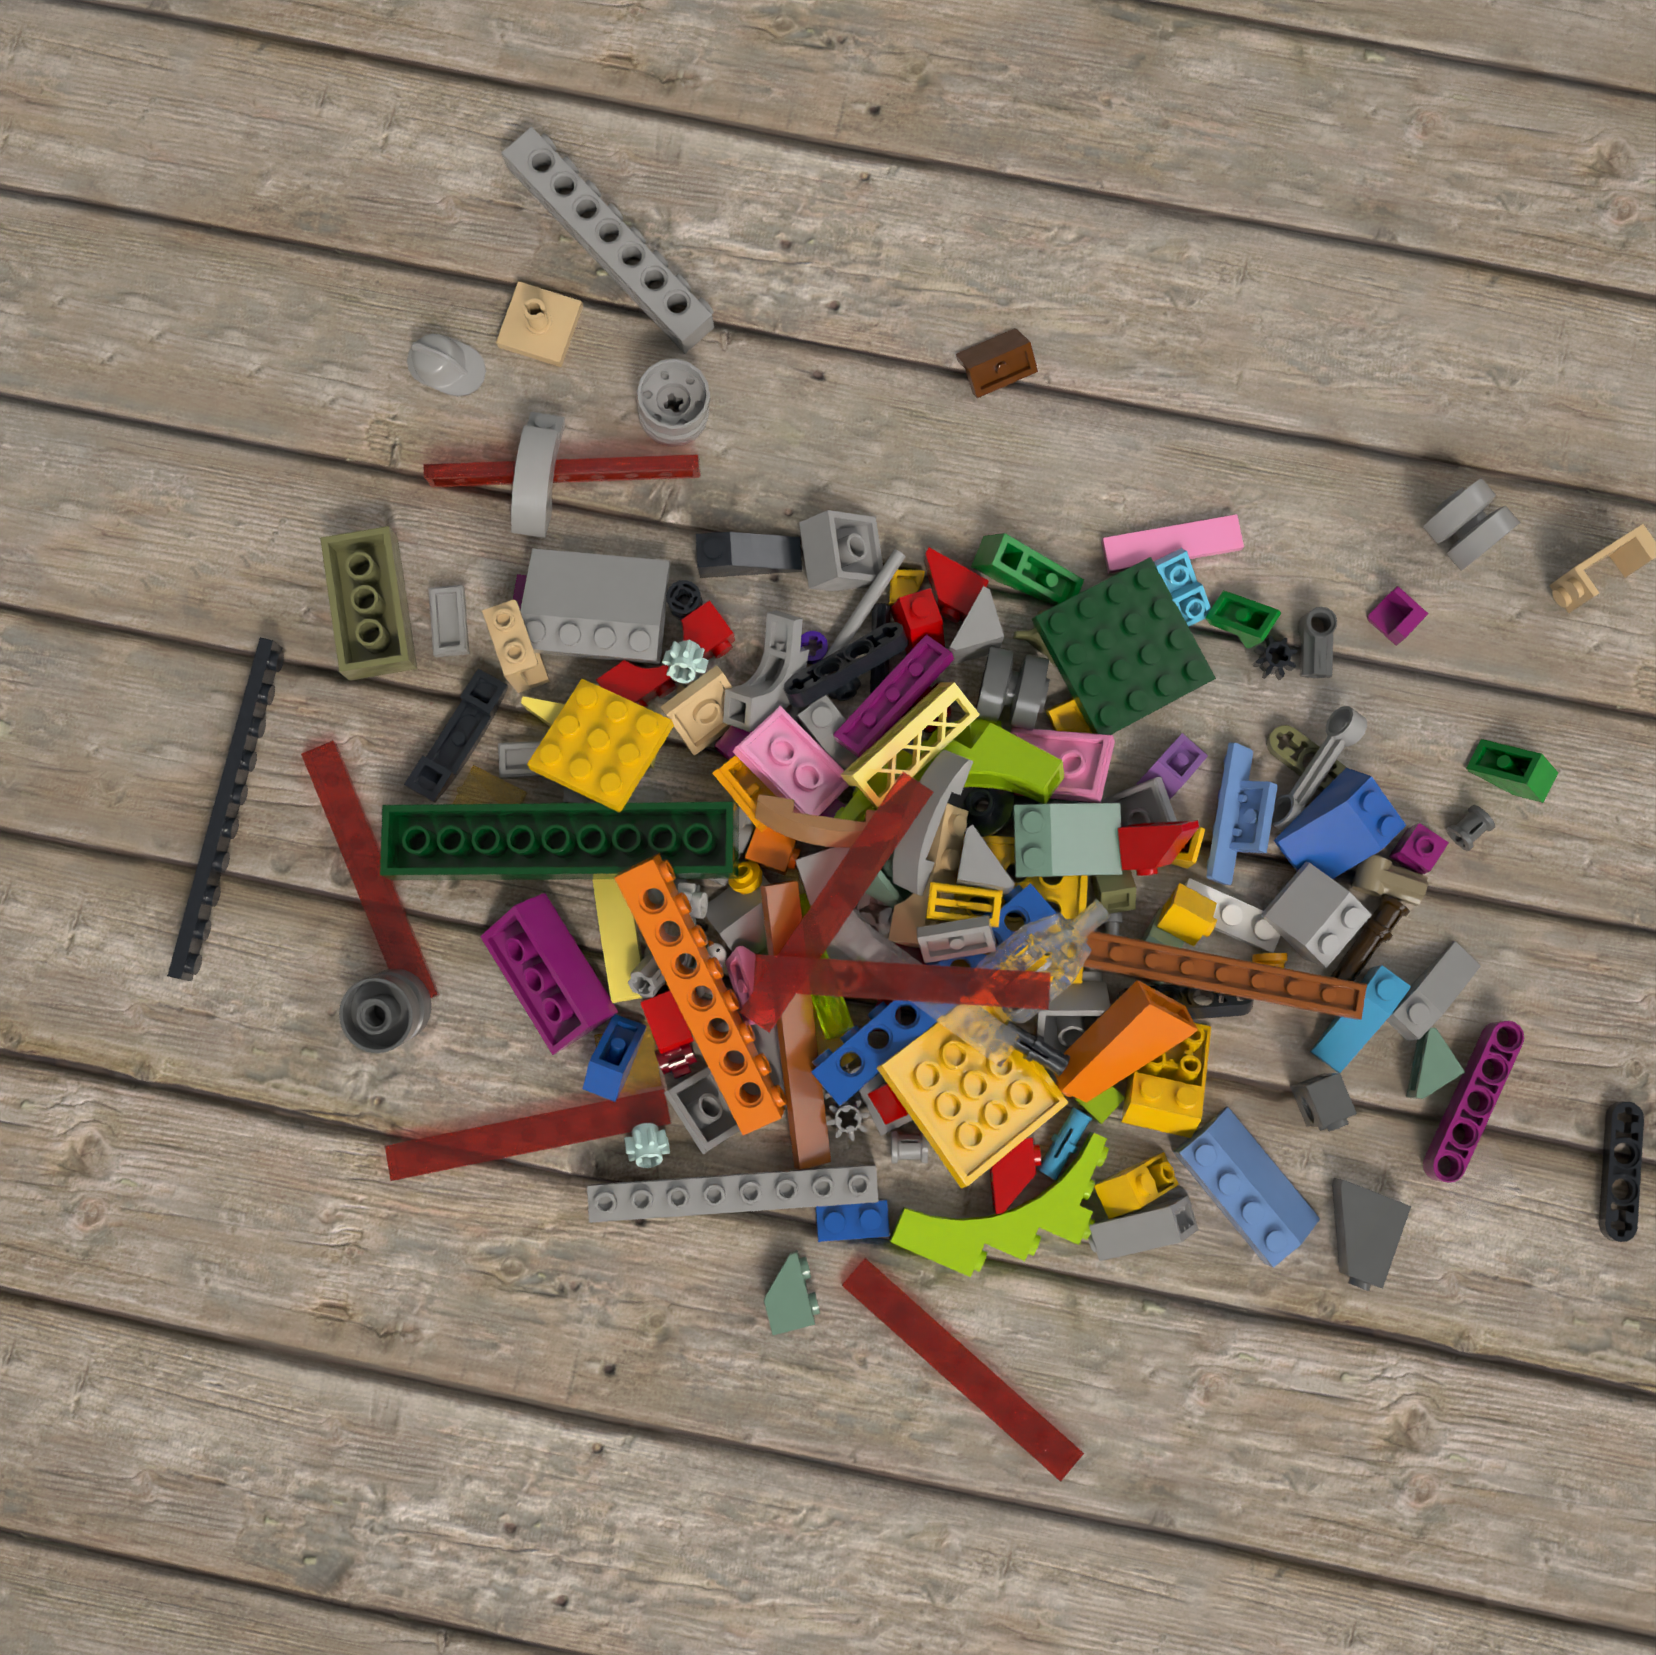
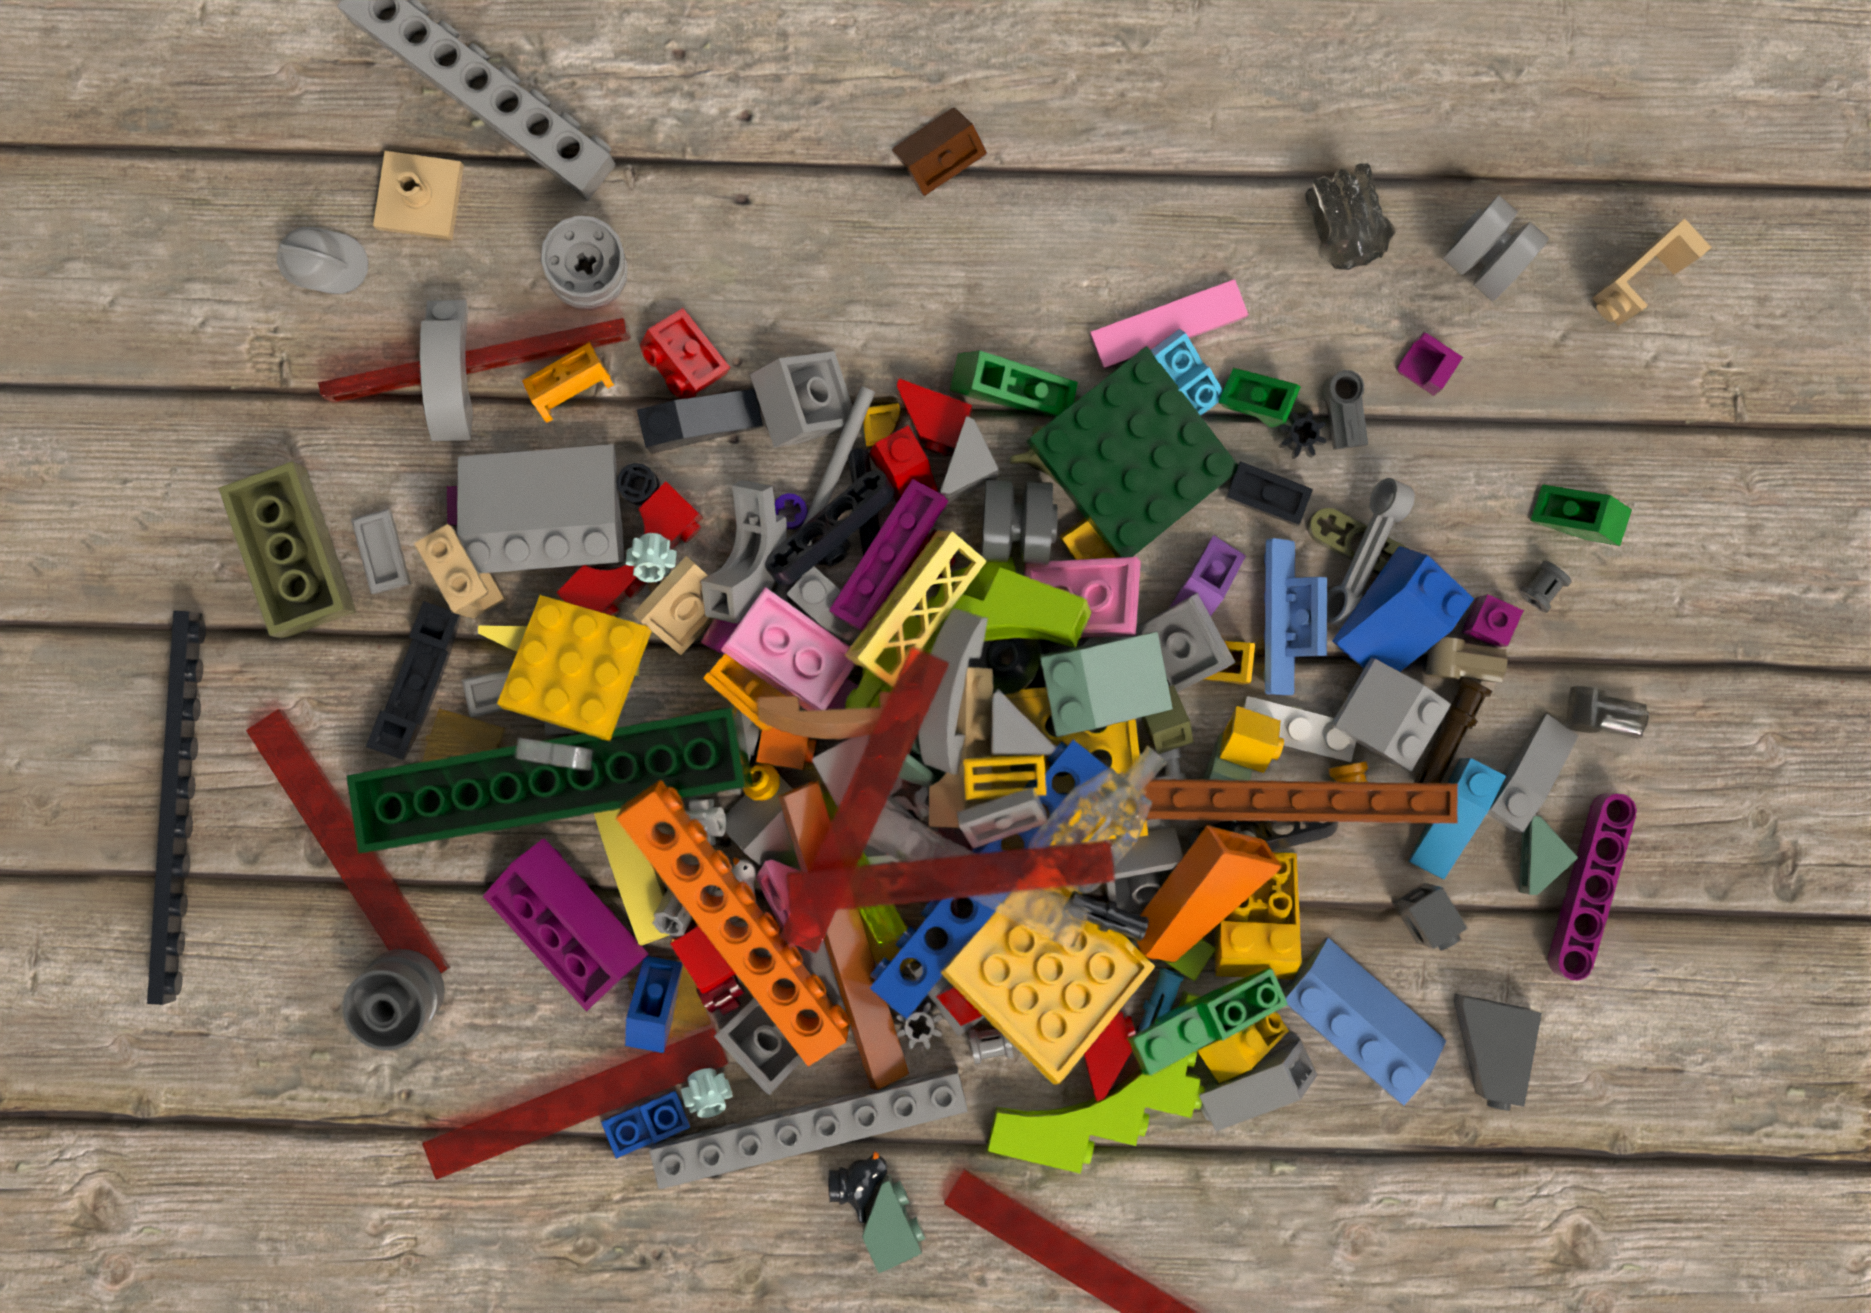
camera: 10 degrees left, 5 degrees up
(569, 814) = (553, 753): none -> clear beam
(586, 1165) = (645, 1124): none -> blue slope
(638, 499) = (565, 379): none -> light orange hinge
(743, 496) = (683, 355): none -> red bracket
(767, 1251) = (857, 1183): none -> black animal
(852, 1221) = (945, 1134): blue plate -> none
(1108, 1157) = (1206, 1020): none -> green slope
(1153, 844) = (1200, 670): red slope -> none
(1237, 704) = (1269, 494): none -> black plate
(1346, 477) = (1349, 218): none -> clear smoke piece
(1497, 946) = (1593, 712): none -> clear smoke piece
(1629, 1171) = (1769, 931): black beam -> none

